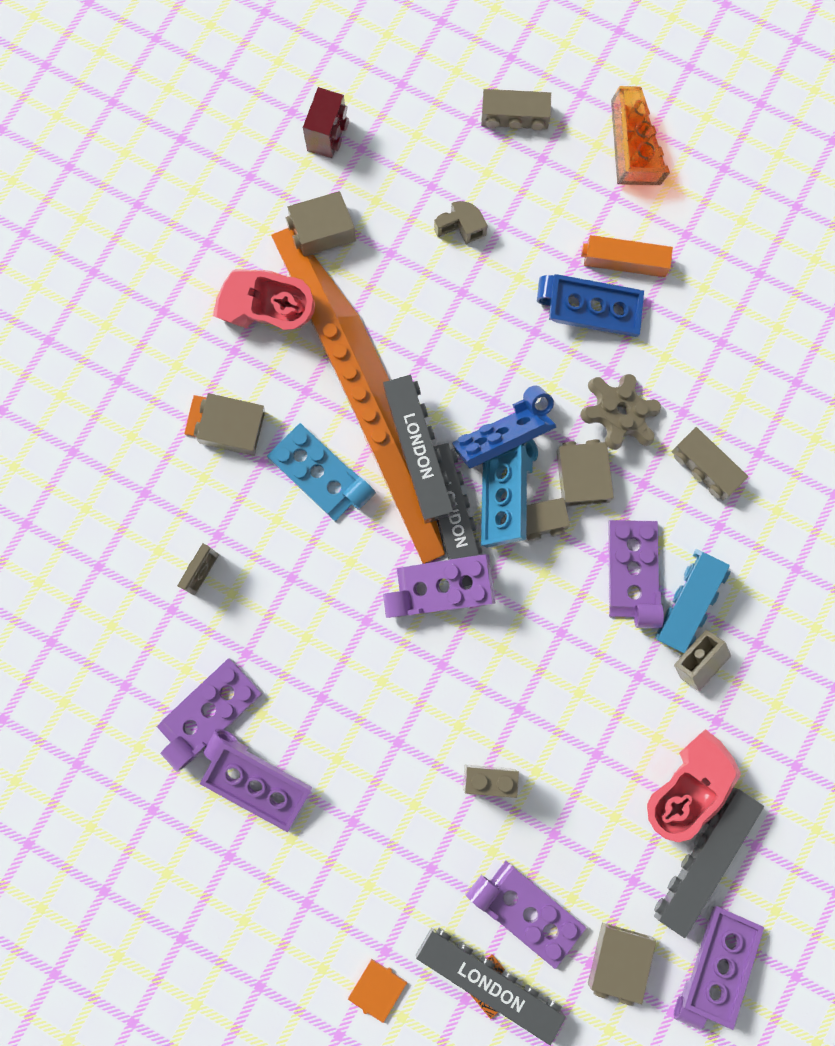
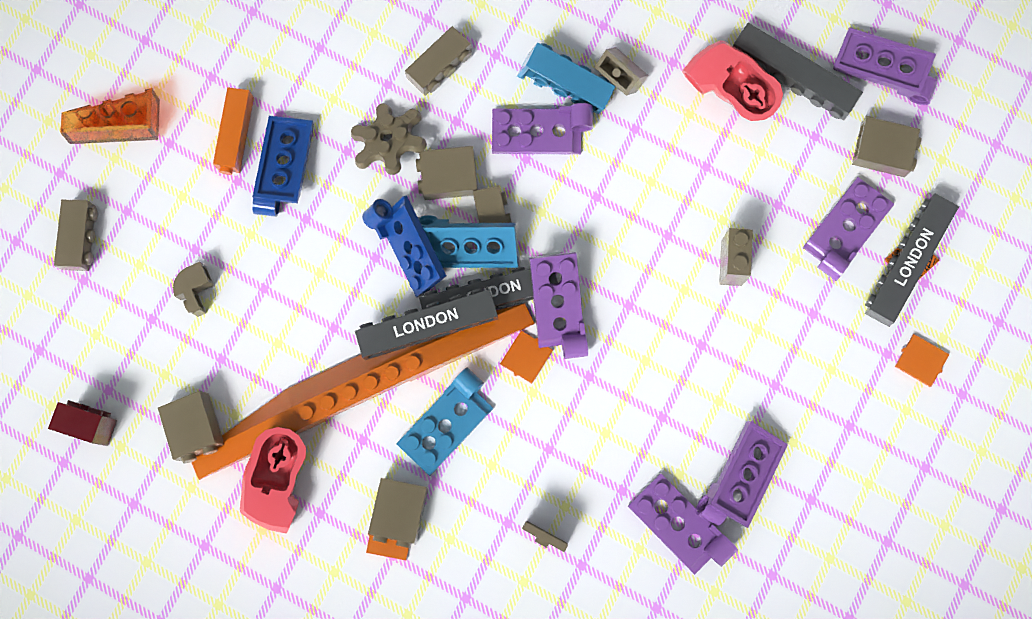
camera: 85 degrees left, 0 degrees up
(387, 554) = (526, 357): none -> orange piece

